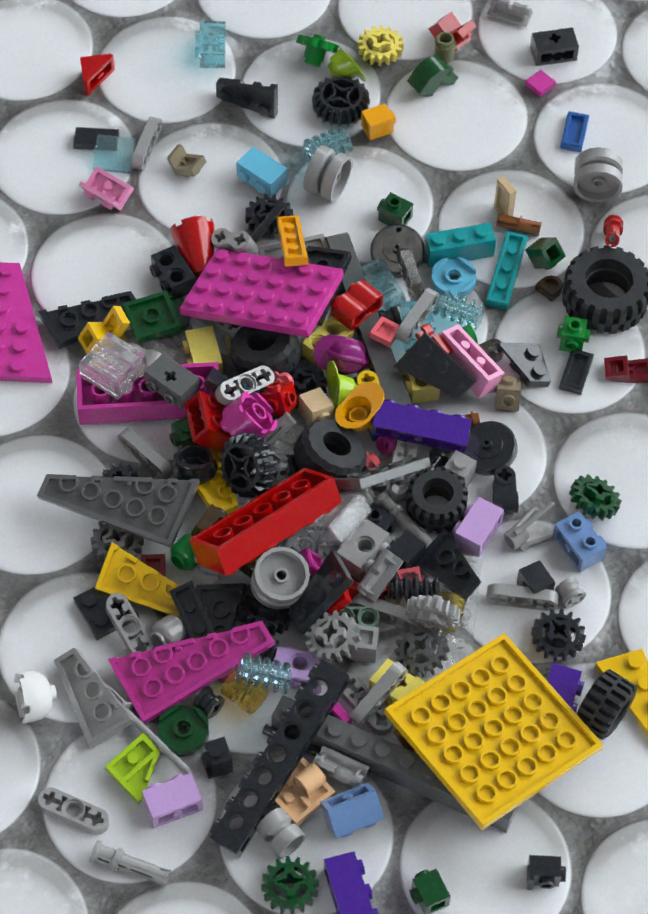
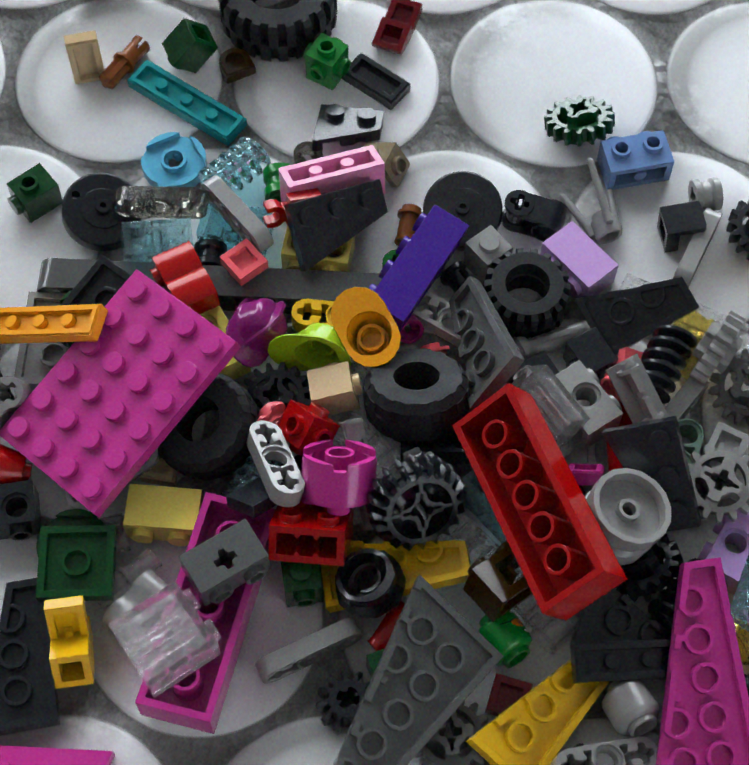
camera: 70 degrees left, 5 degrees up
(464, 242) = (128, 133): teal brick -> none

